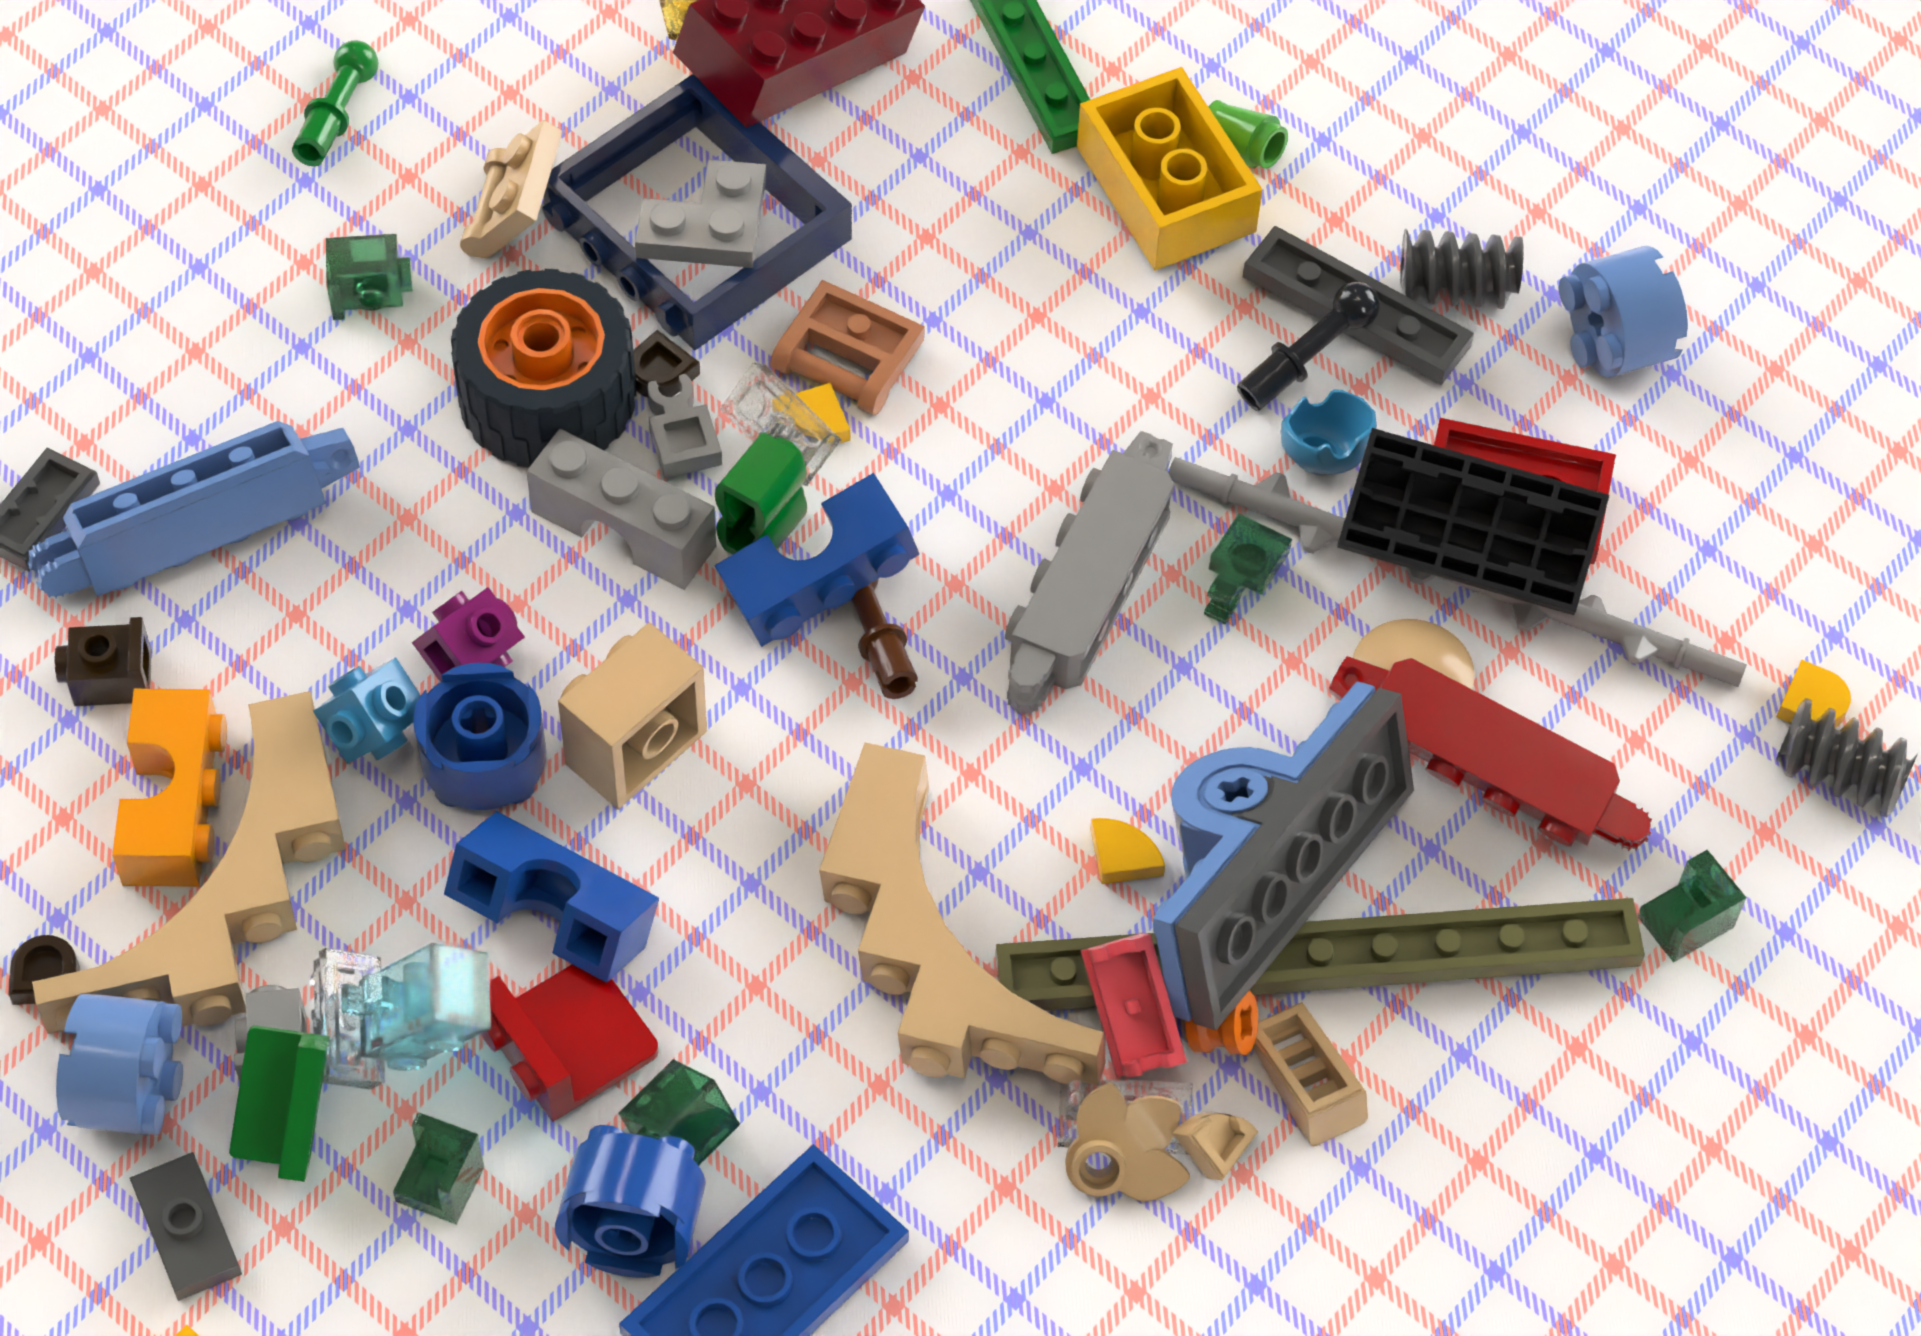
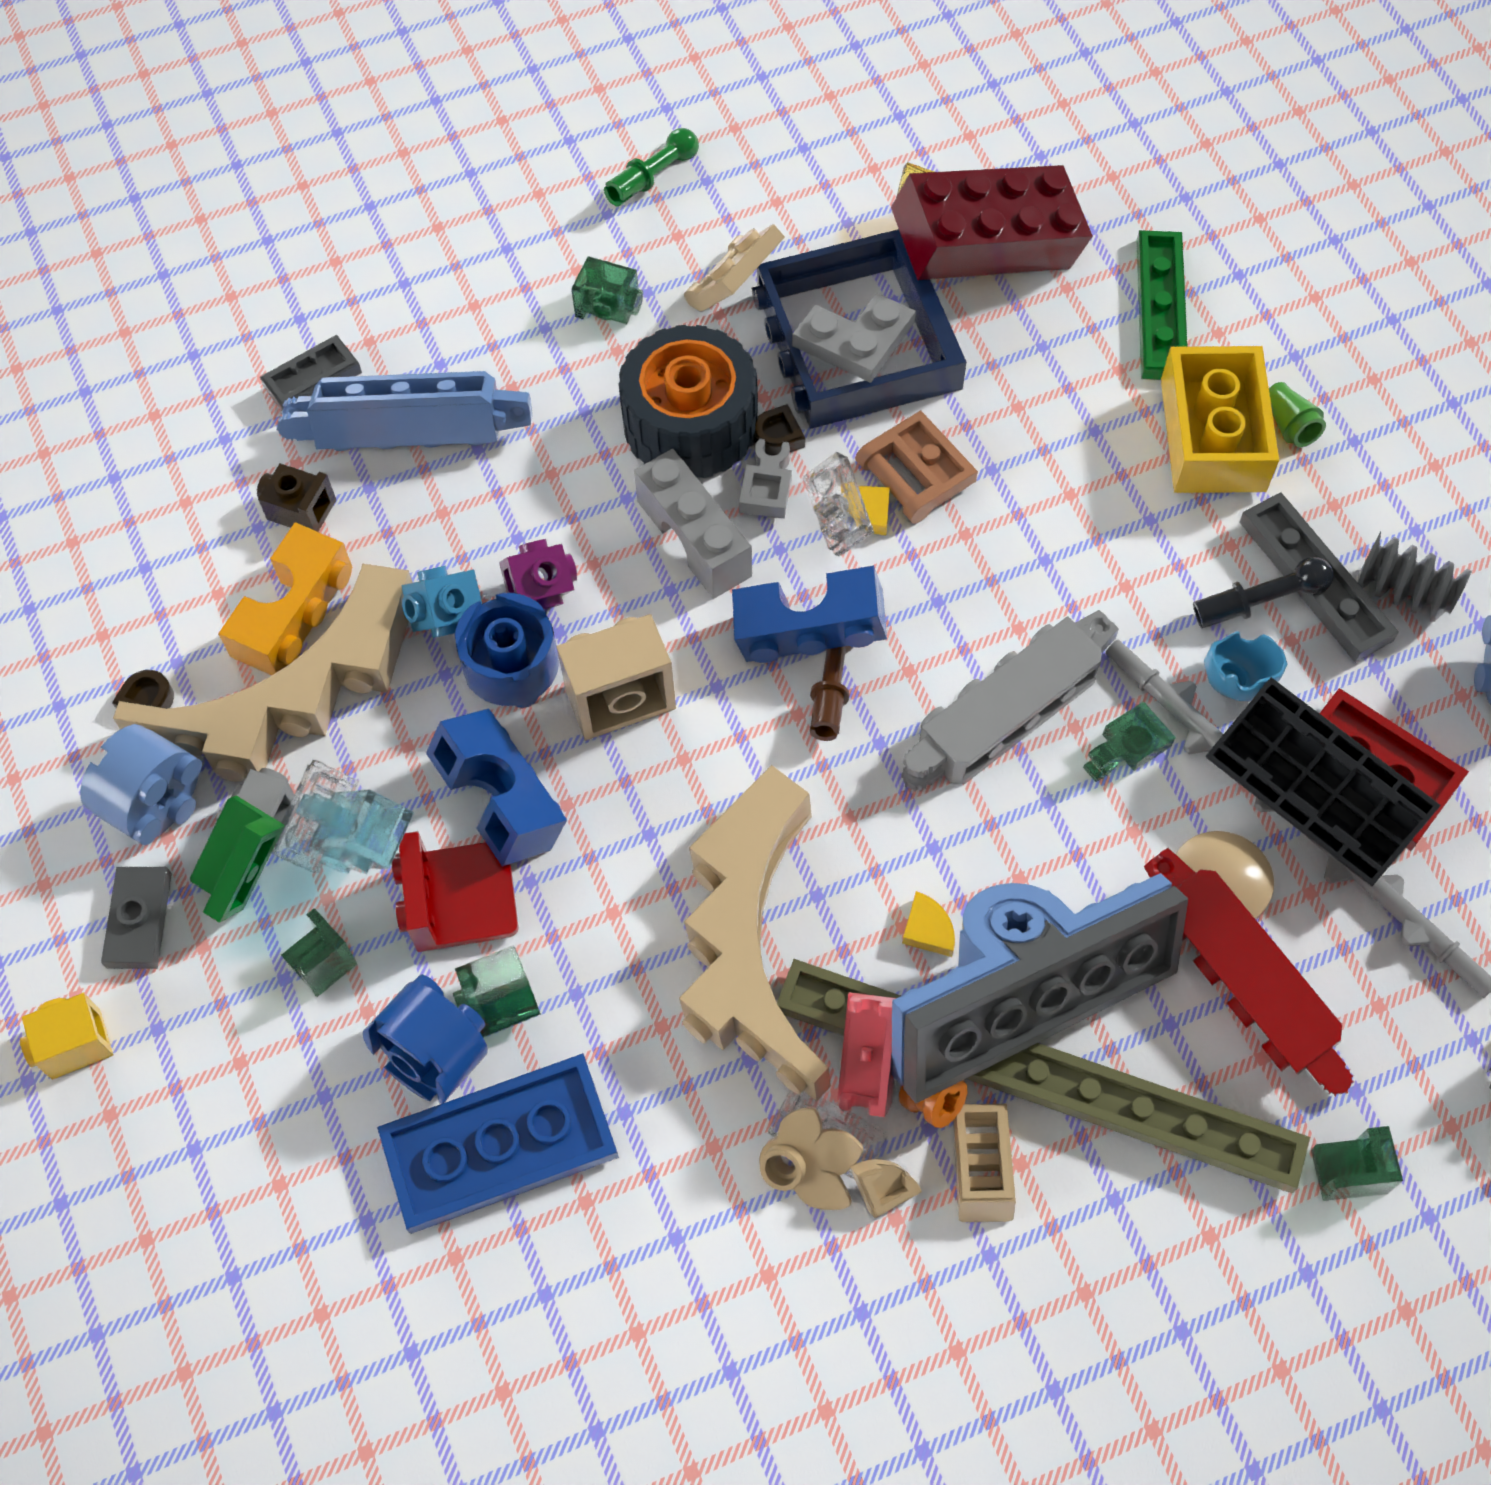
camera: 30 degrees right, 5 degrees up
(762, 494) = (791, 551): green brick -> none

